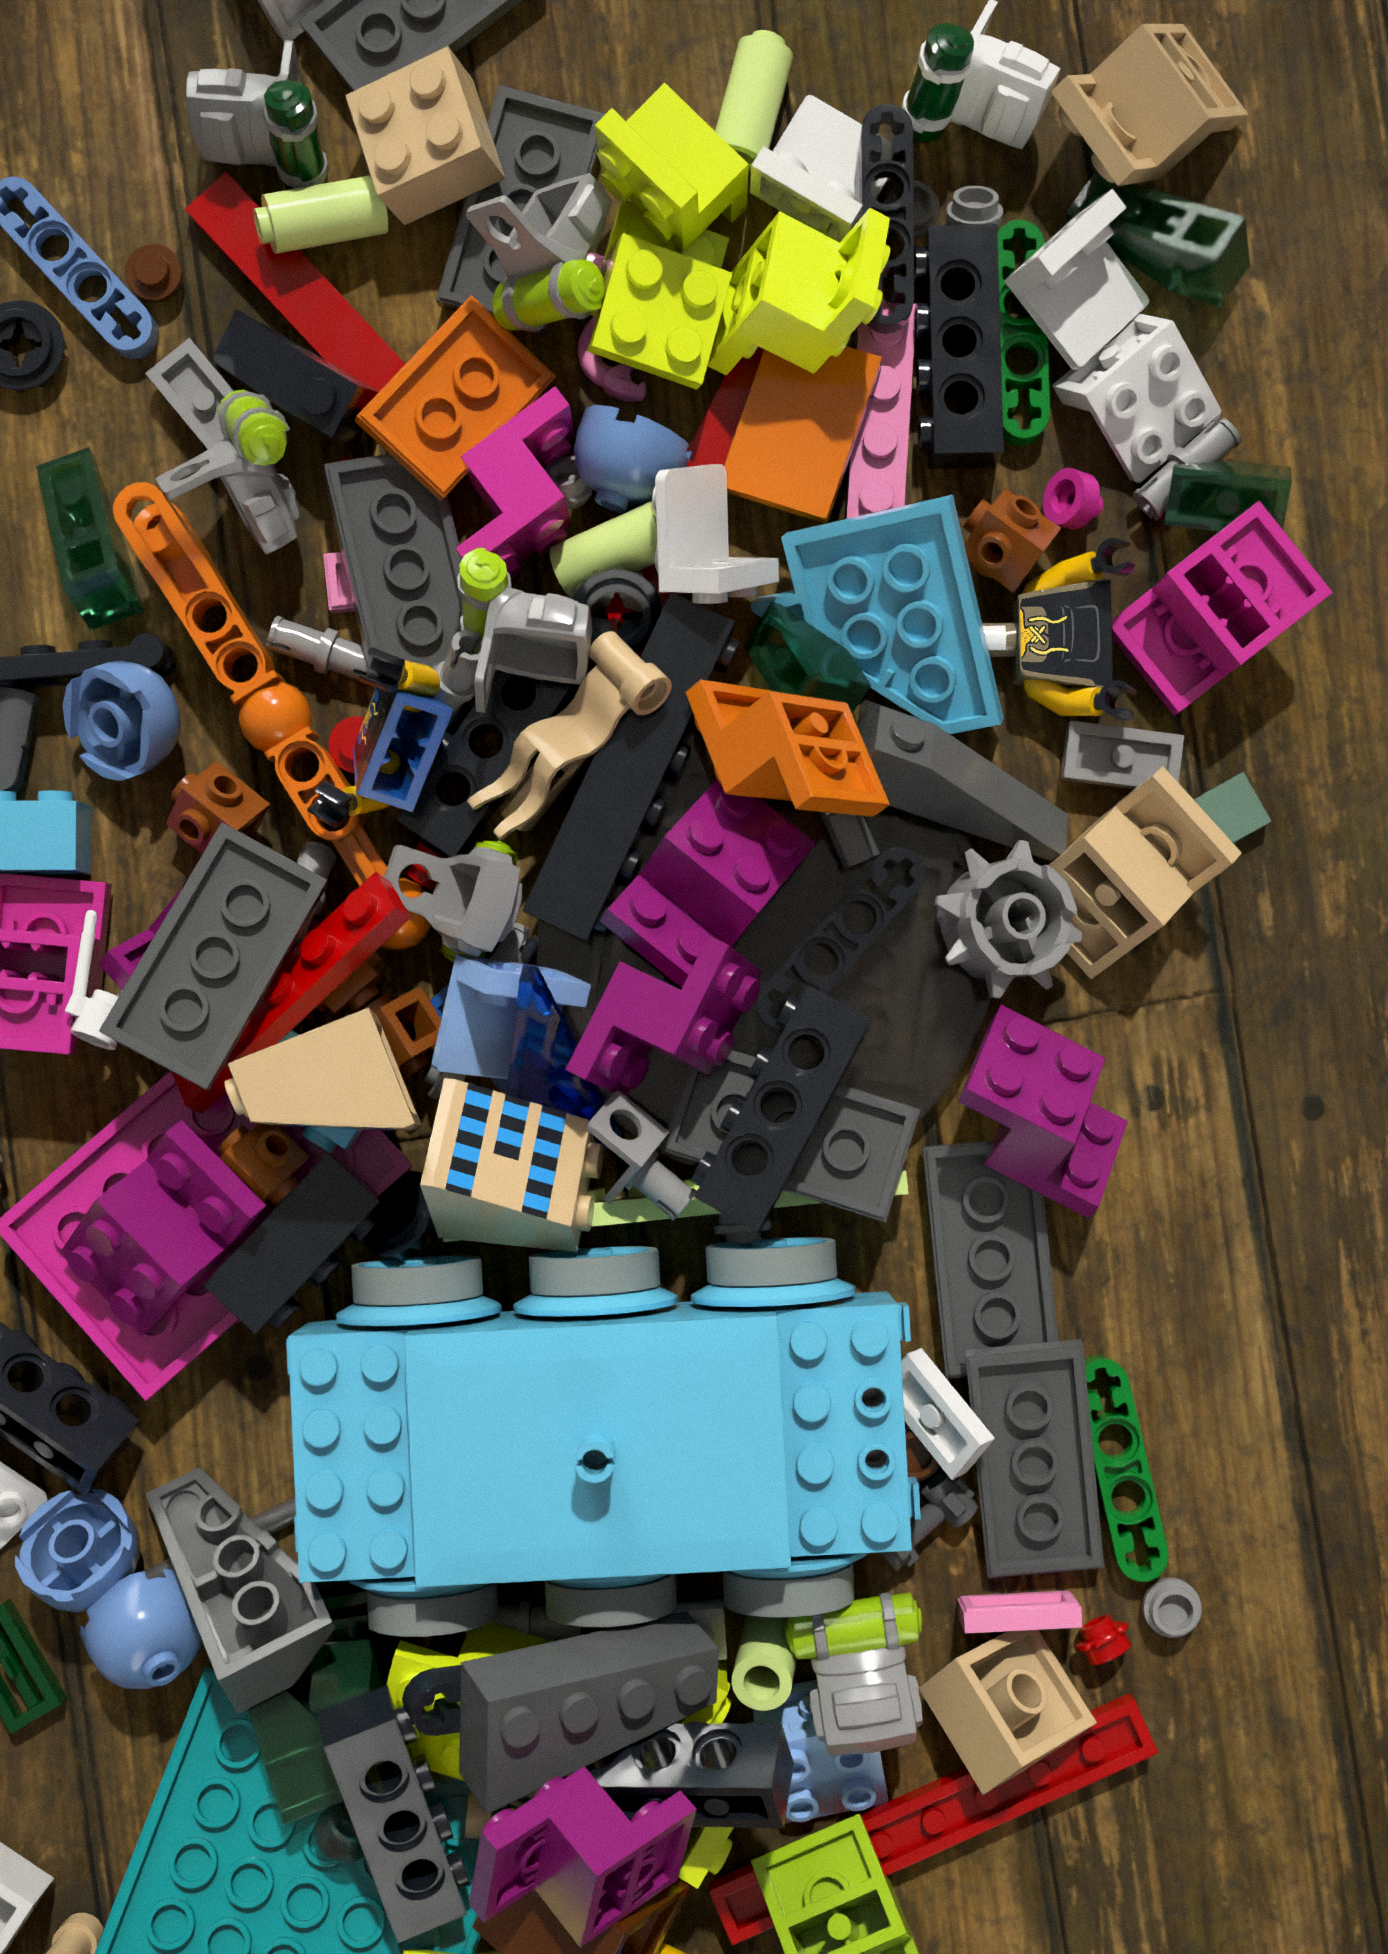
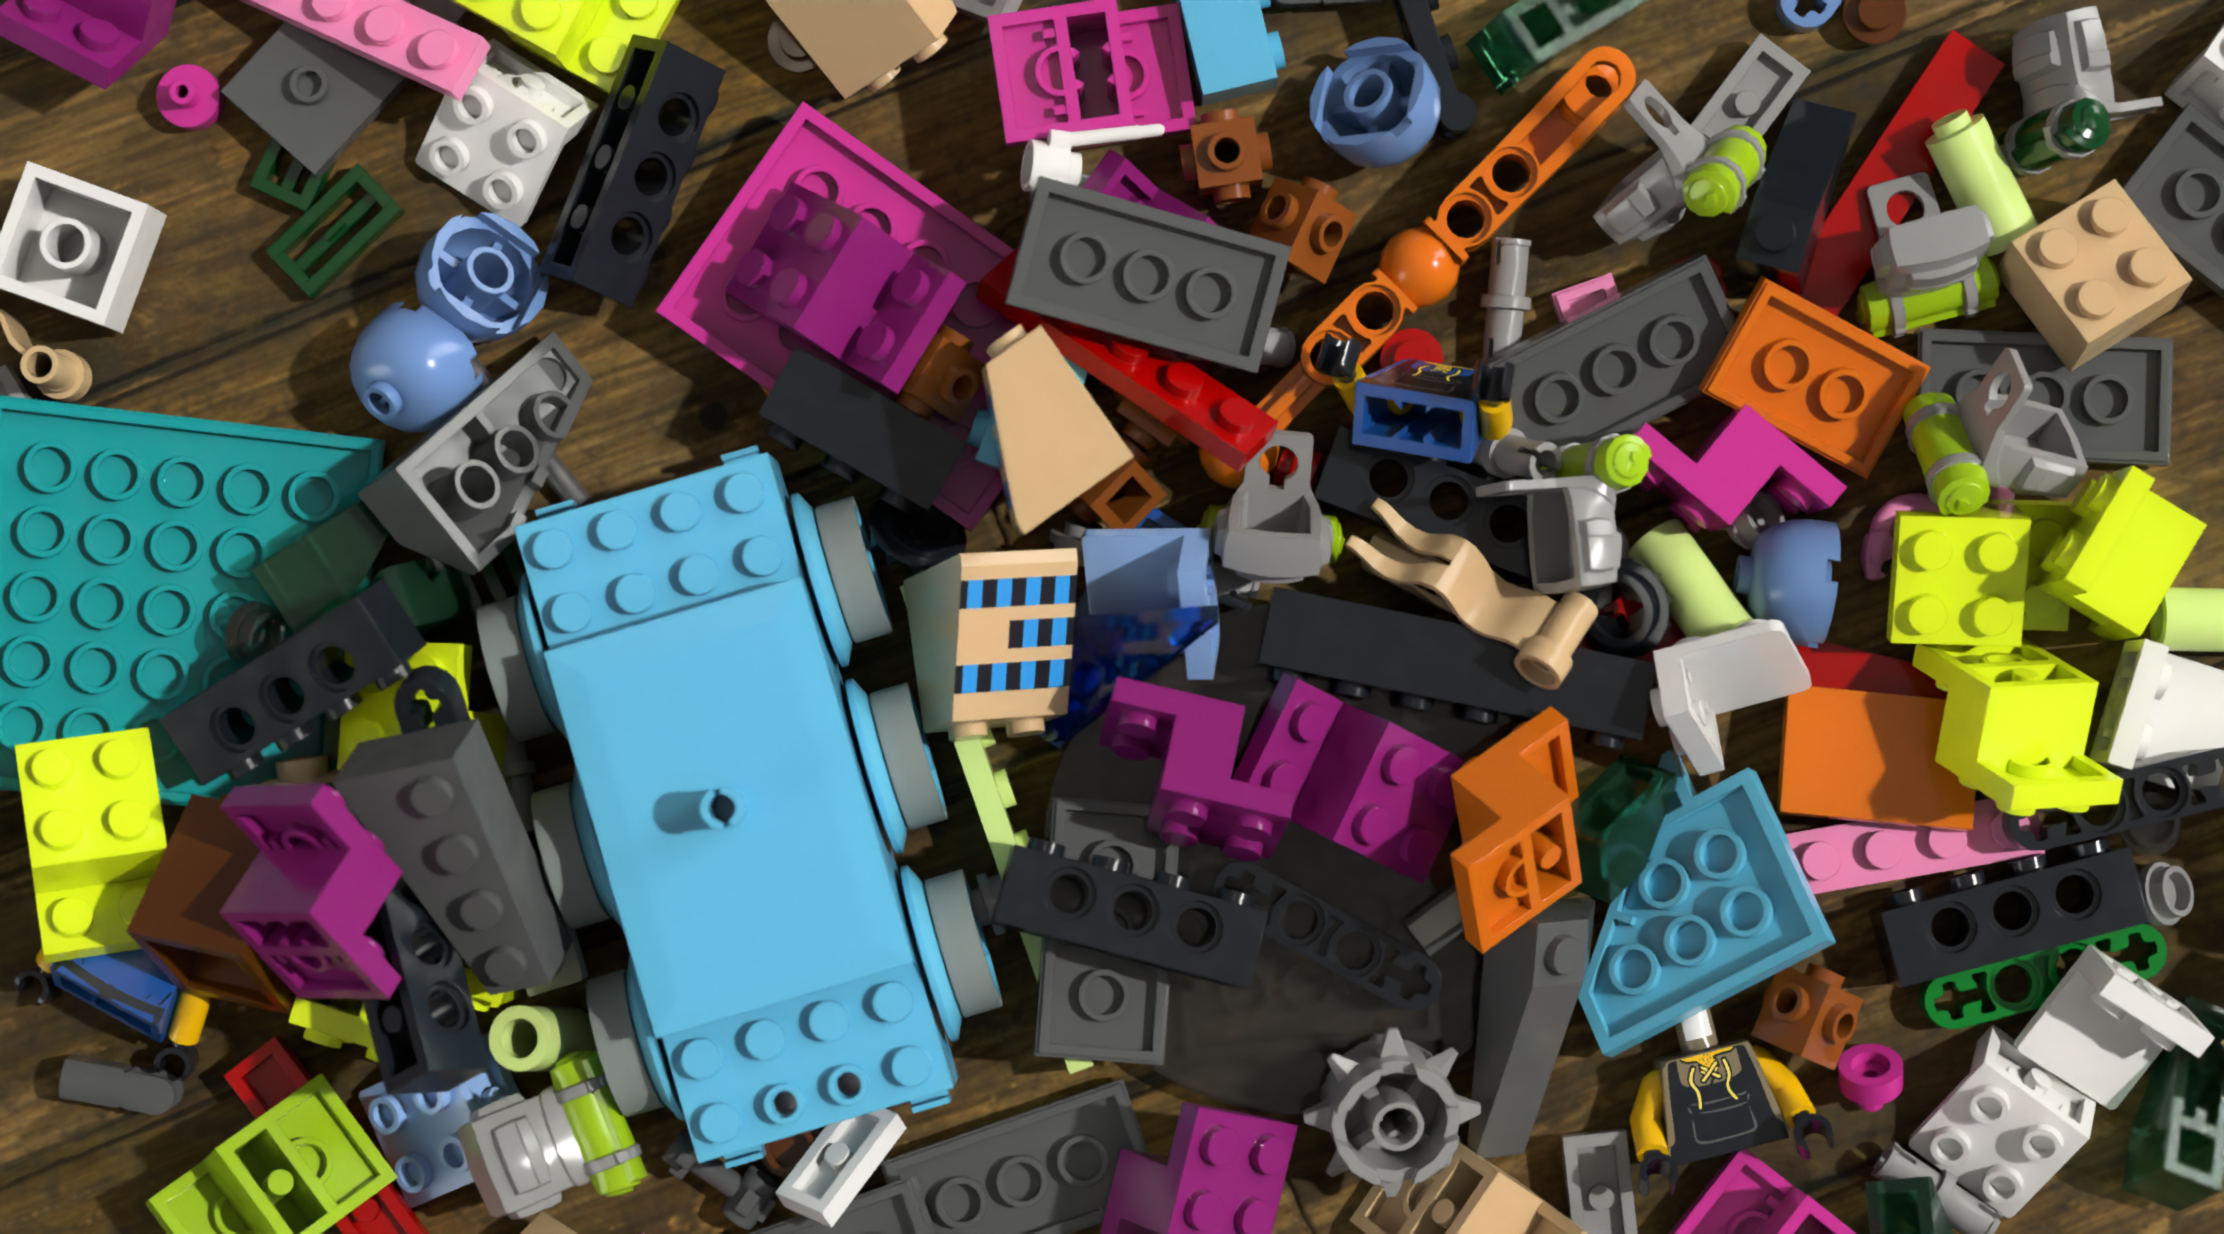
camera: 75 degrees right, 0 degrees up
(156, 869) = (1225, 181): none -> dark orange brick
(379, 276) = (1927, 265): none -> light grey piece
(644, 1171) = (1027, 784): light grey bracket -> none

